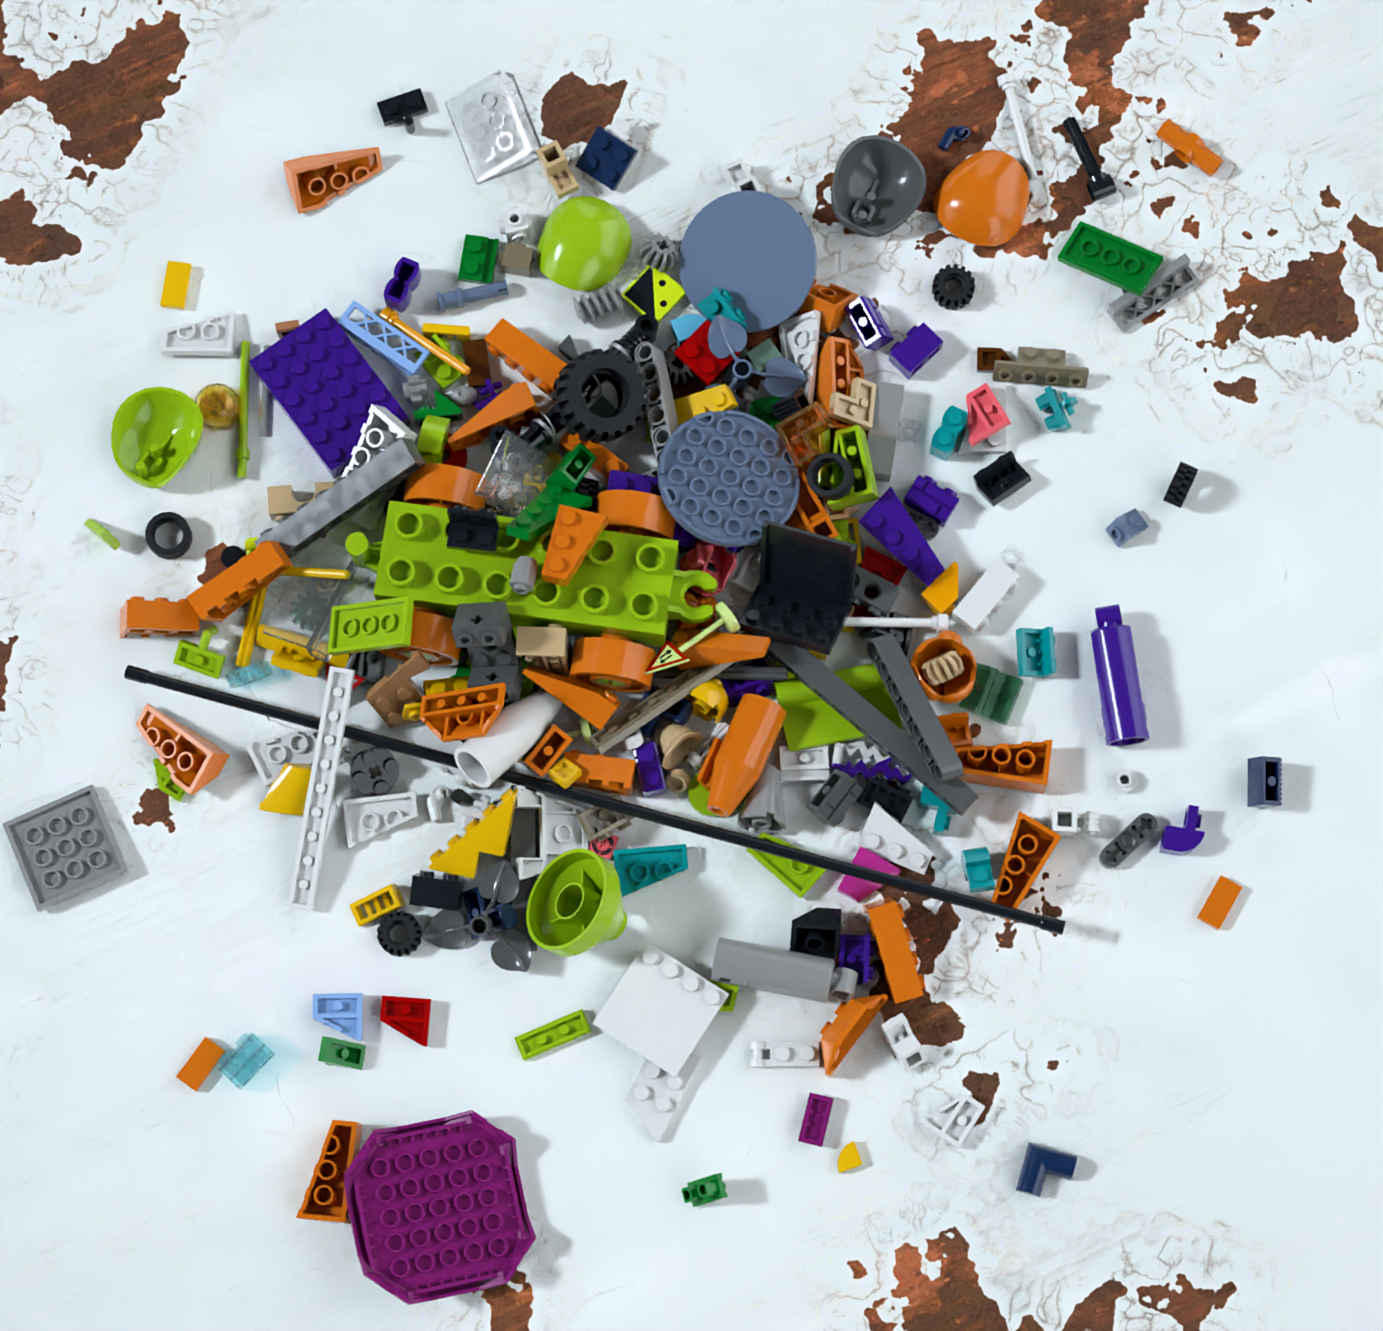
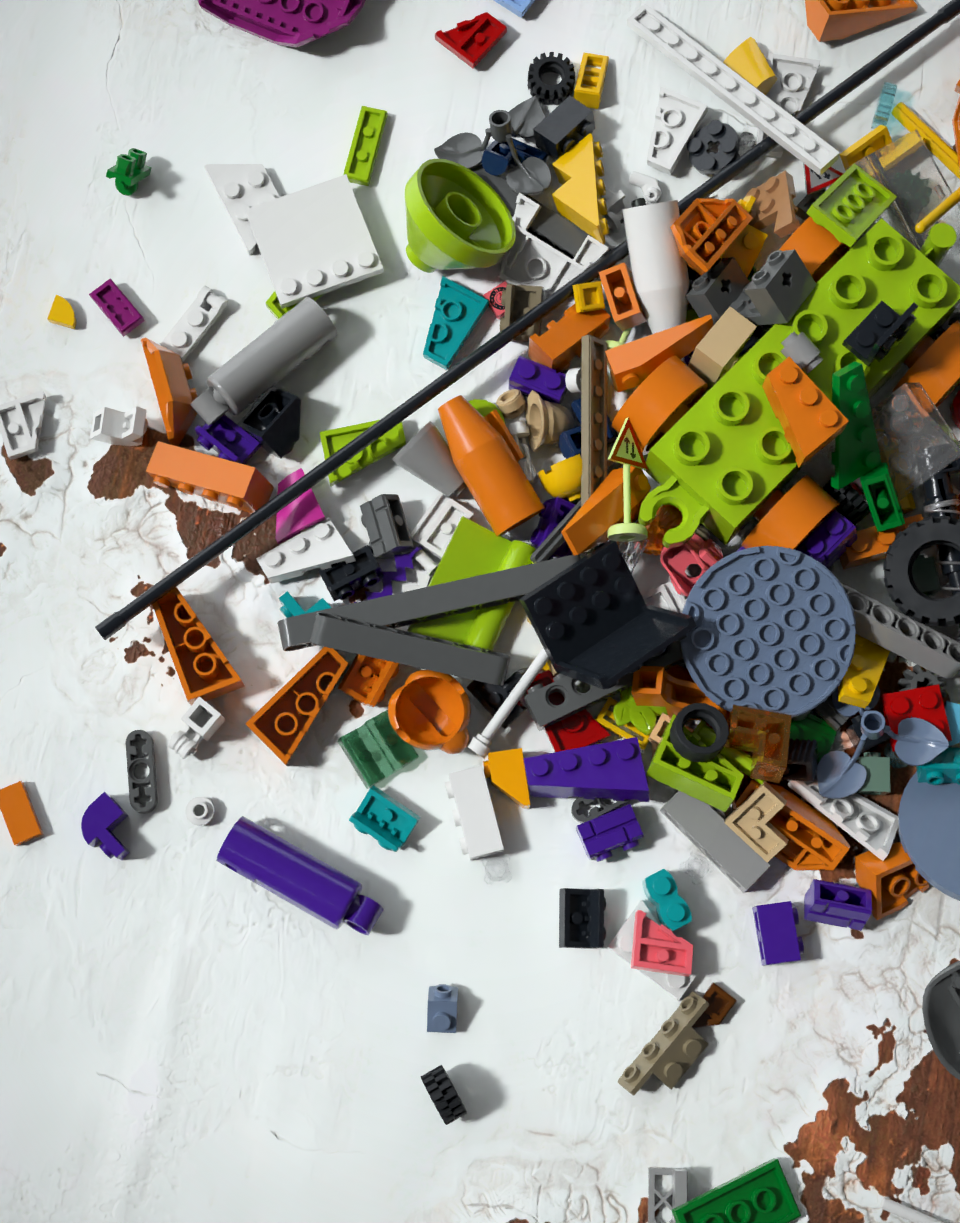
camera: 125 degrees right, 0 degrees up
(199, 657) = (931, 74): lime plate -> none
(942, 668) = (431, 710): tan gear -> none
(960, 275) = (833, 1013): black tyre -> none
(977, 869) = (220, 603): teal brick -> none
(984, 198) = (893, 1129): orange piece -> none
(1059, 418) = (614, 1035): teal hips -> none
(1264, 782) = (90, 942): dark blue brick -> none

